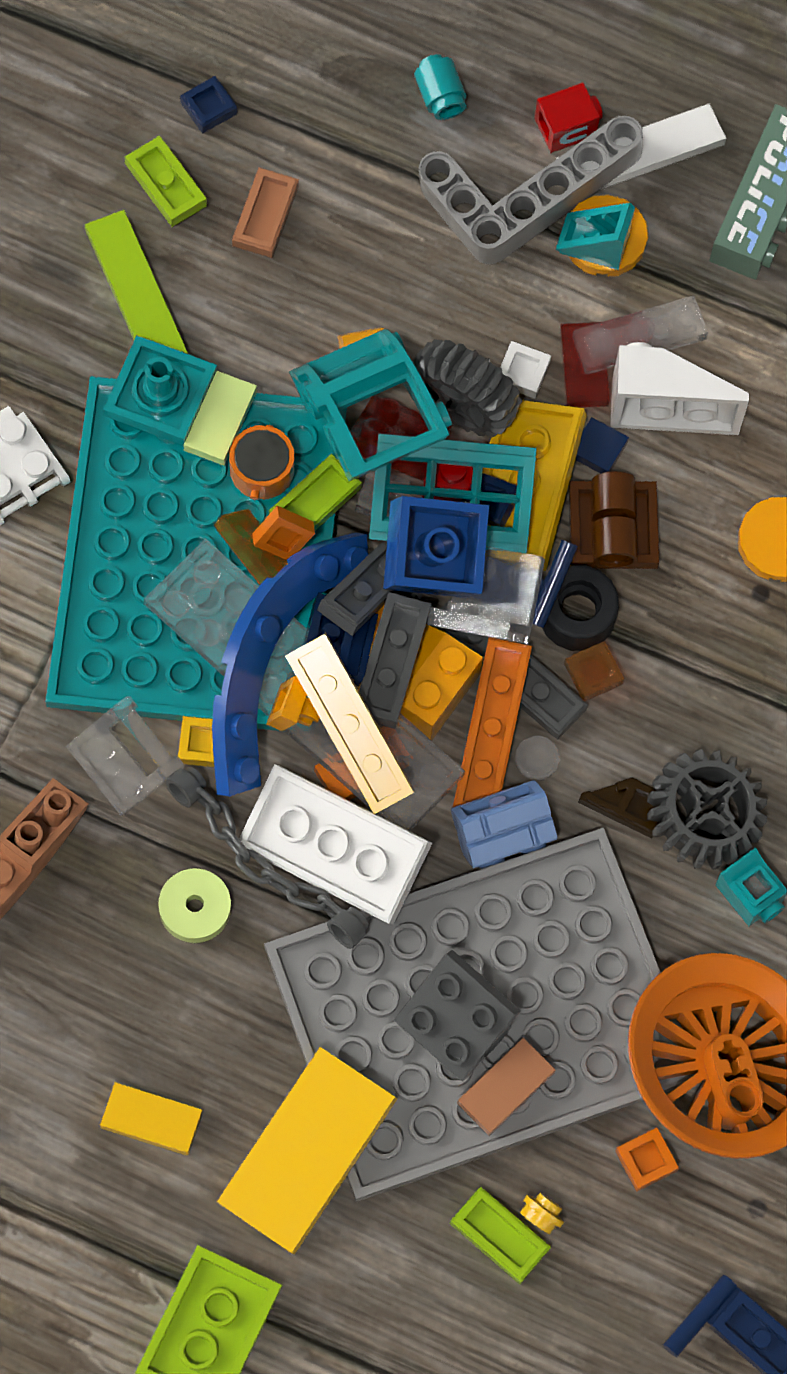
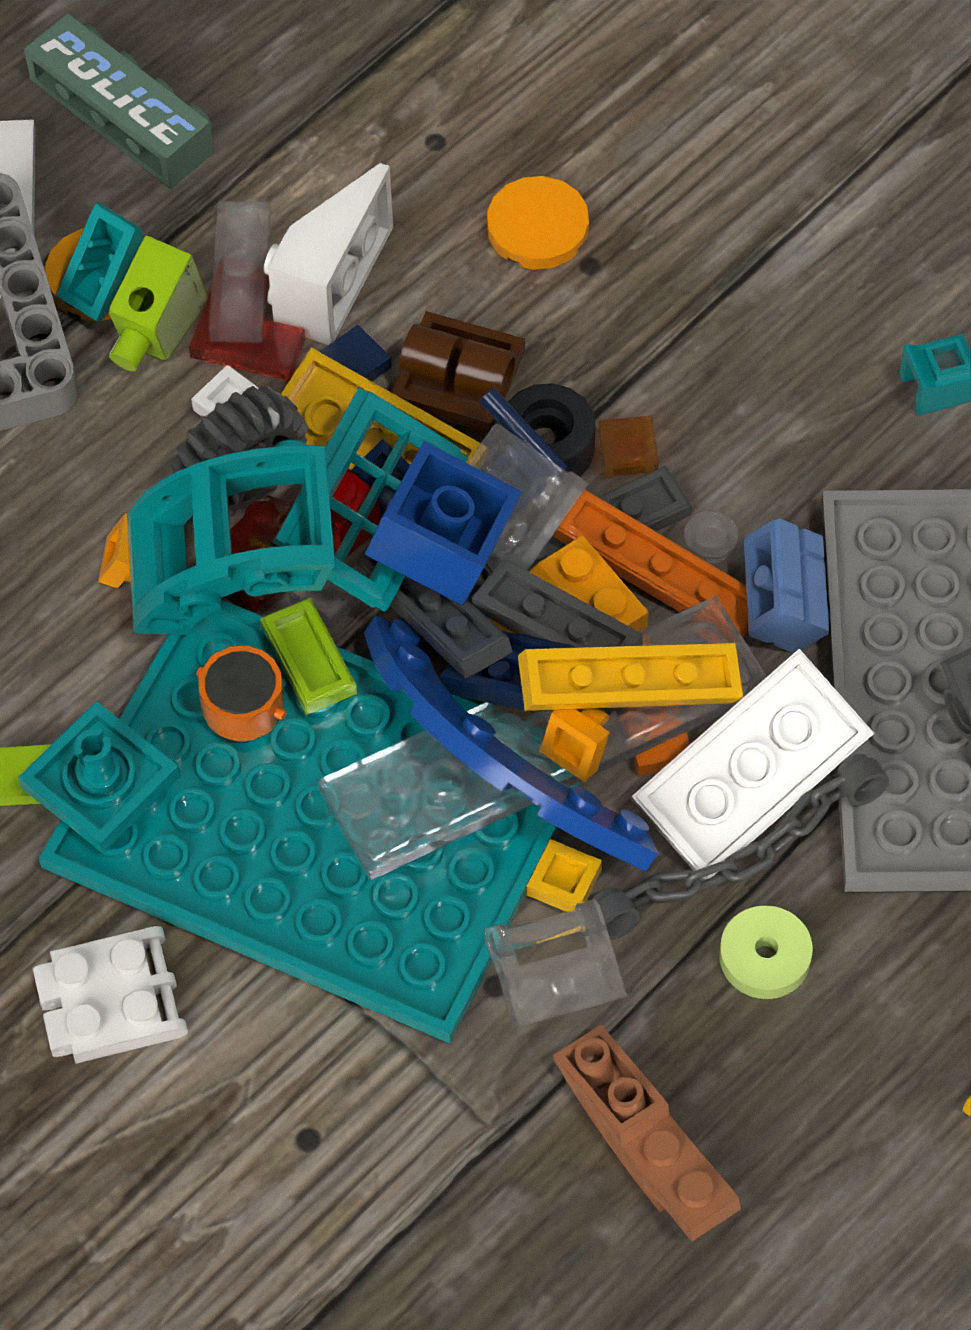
camera: 65 degrees left, 10 degrees down
(220, 418) = (164, 723): yellowish green tile -> none
(237, 532) = (353, 732): clear orange tile -> none
(283, 533) = (348, 690): orange plate -> none
(579, 284) = (155, 303): none -> lime torso
(623, 803) = (797, 464): dark brown tile -> none
(695, 796) = (832, 396): dark grey gear -> none

